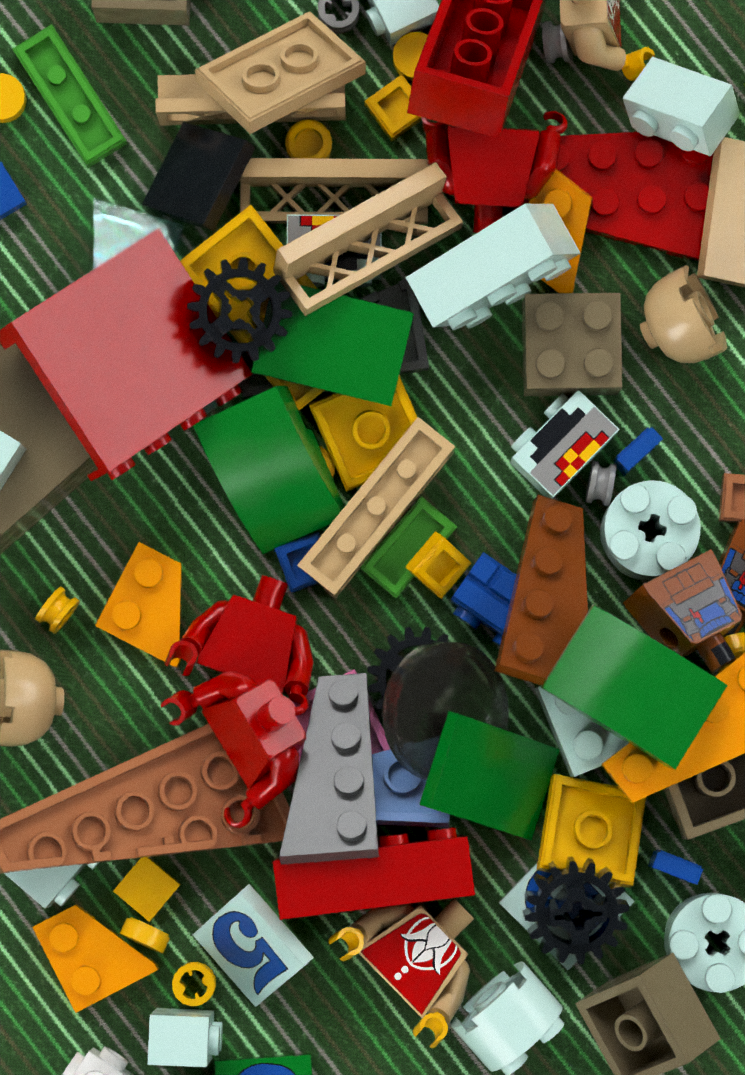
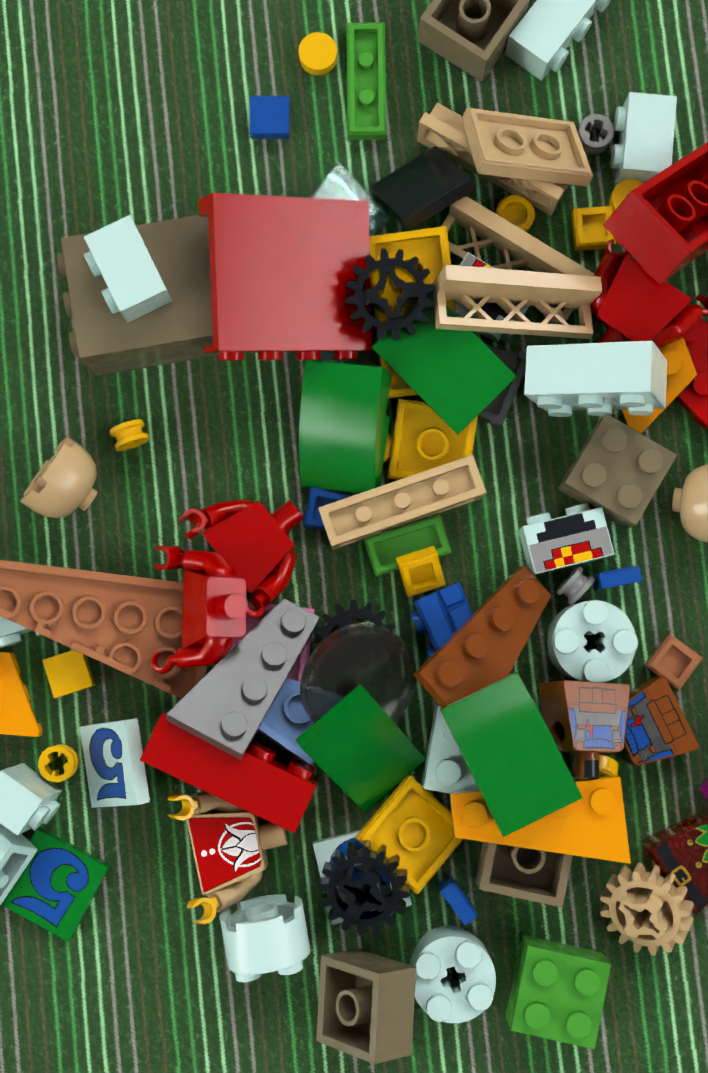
camera: 35 degrees right, 0 degrees up
(145, 934) = (44, 706): yellow tile -> none
(146, 603) = (195, 469): light orange wing -> none

